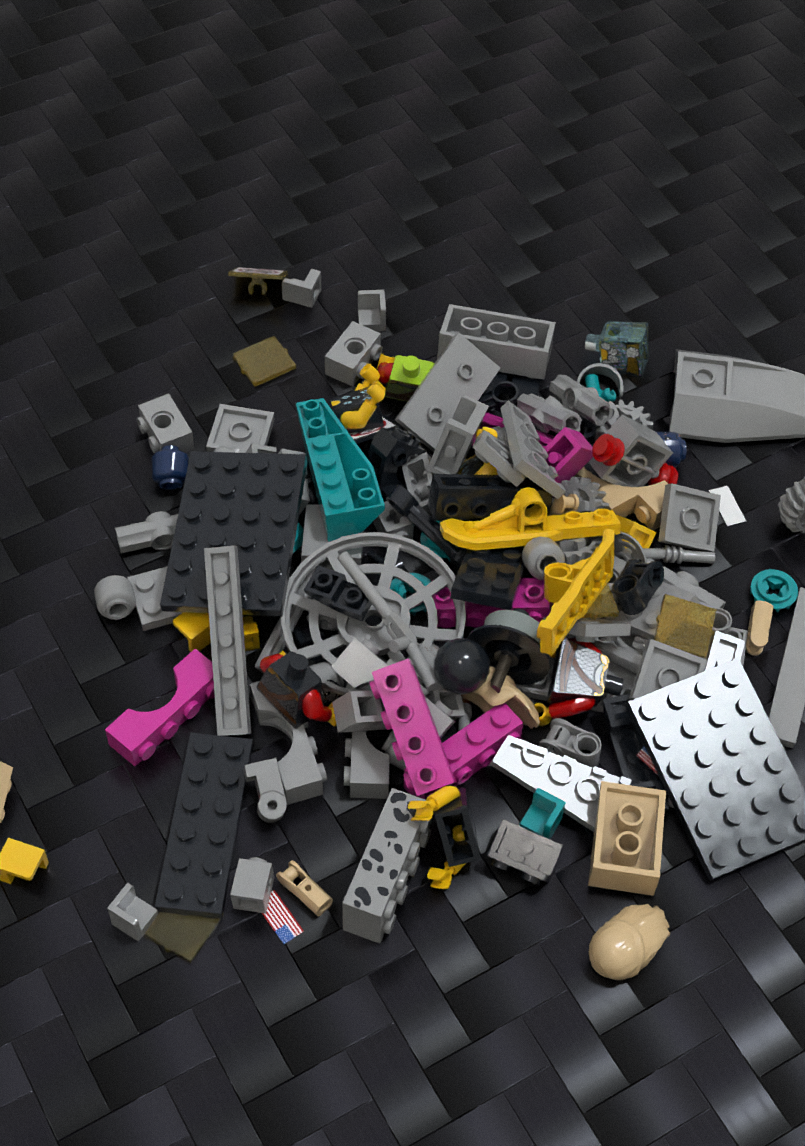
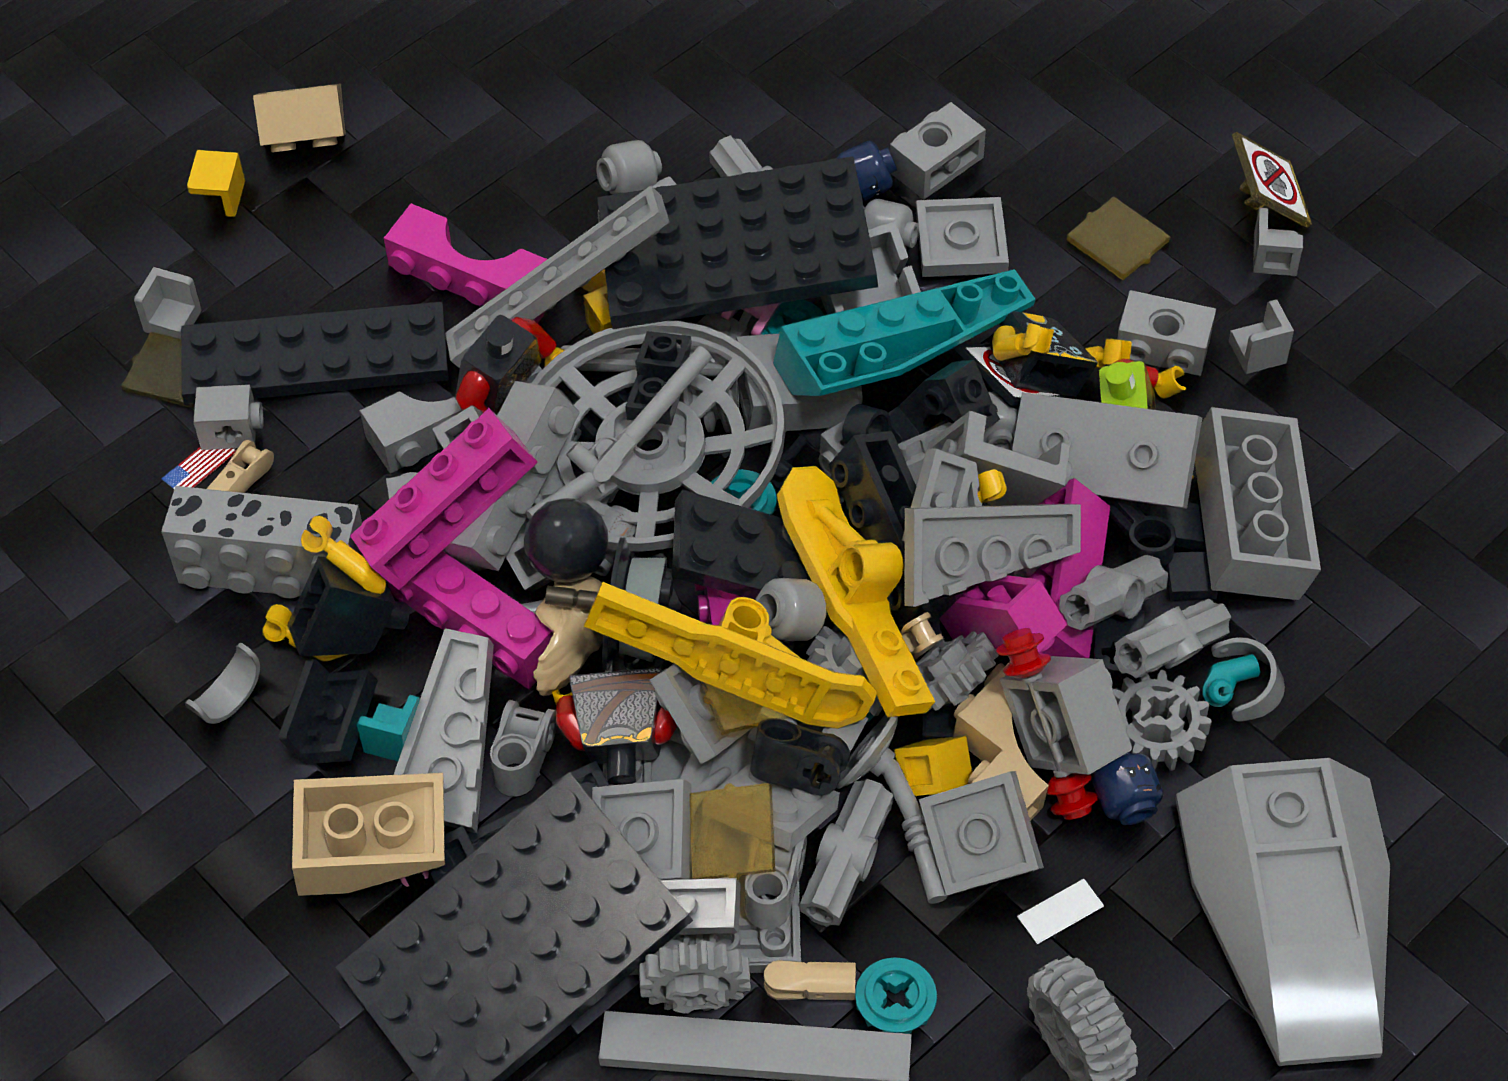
camera: 80 degrees right, 0 degrees up
(269, 789) = (343, 403): light grey leg -> none
(482, 919) = (229, 689): none -> light grey helmet
(622, 346) = (1329, 668): clear light blue torso -> none
(628, 941) = (212, 865): tan hair -> none
(764, 671) = (694, 976): none -> light grey gear

